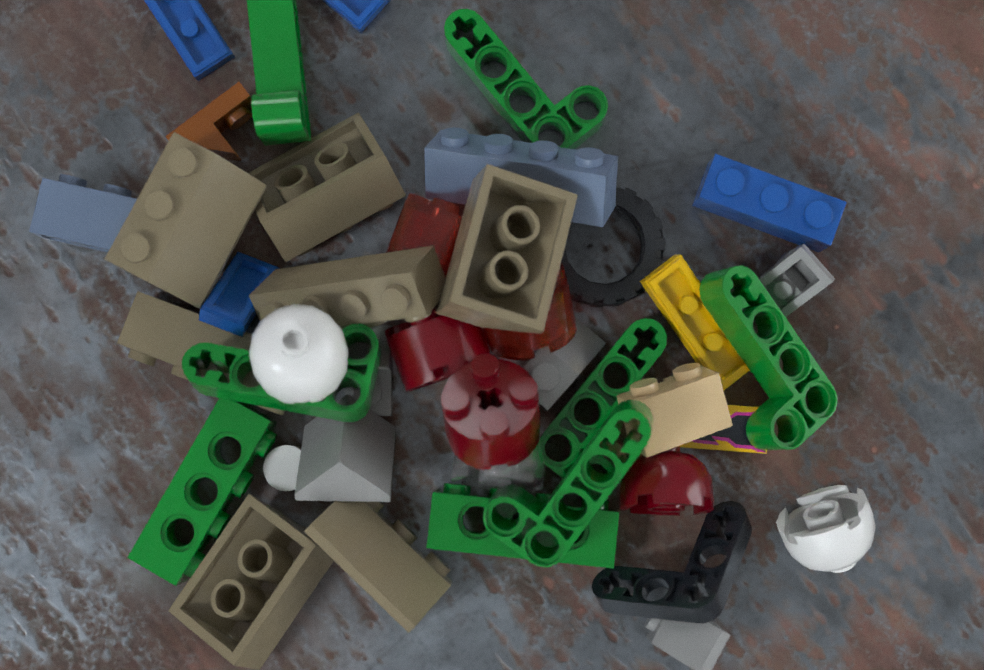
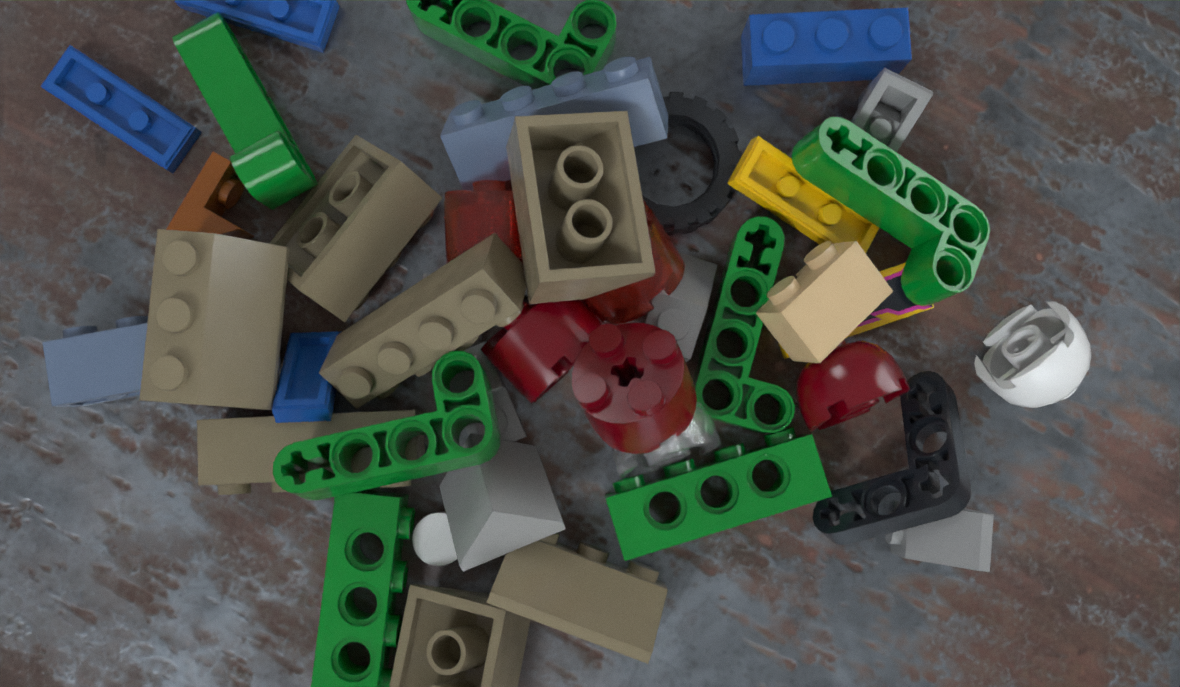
camera: 25 degrees left, 0 degrees up
(298, 354) = (397, 412): white cylinder -> none
(580, 479) = (758, 417): green beam -> none

